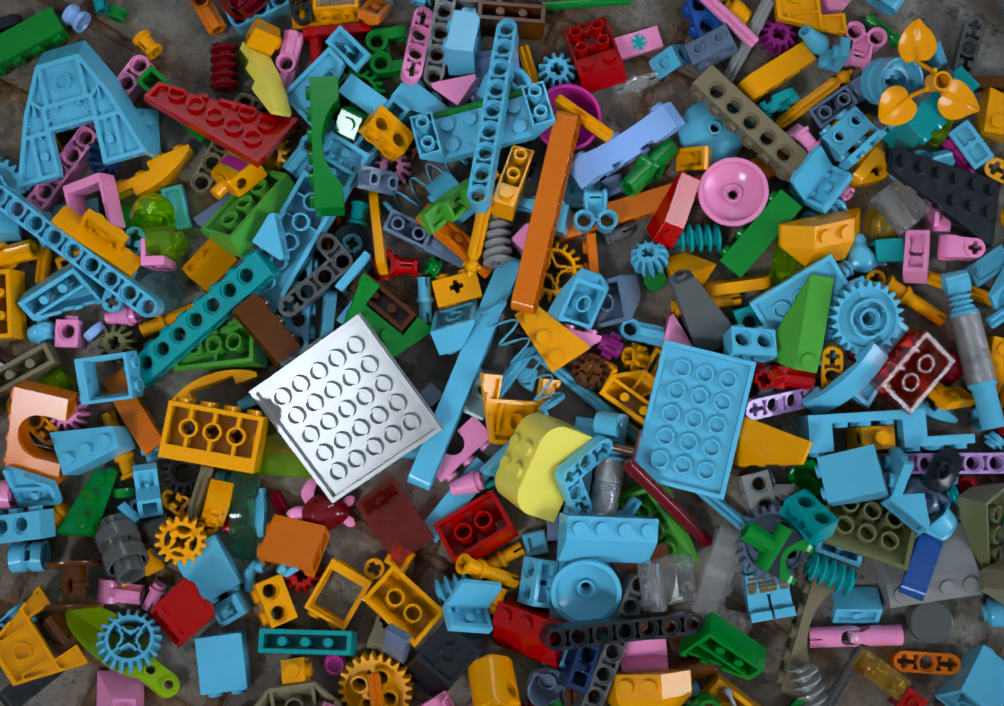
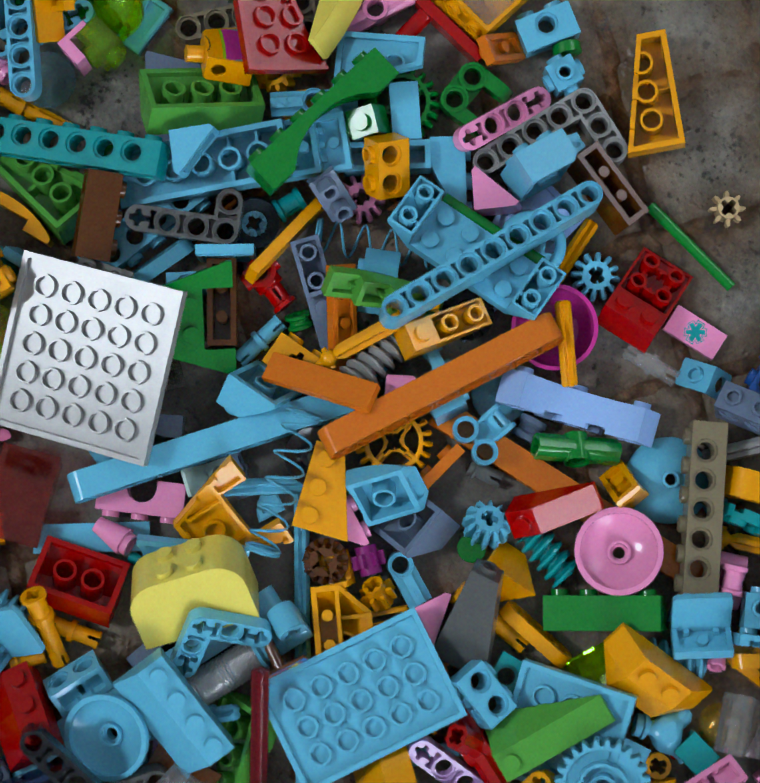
camera: 45 degrees right, 0 degrees up
(208, 264) = (114, 102): light orange panel -> none
(348, 48) = (440, 57): medium azure slope -> none
(483, 281) = (321, 382): none -> orange tile
(535, 542) = (114, 650): medium azure tile -> none

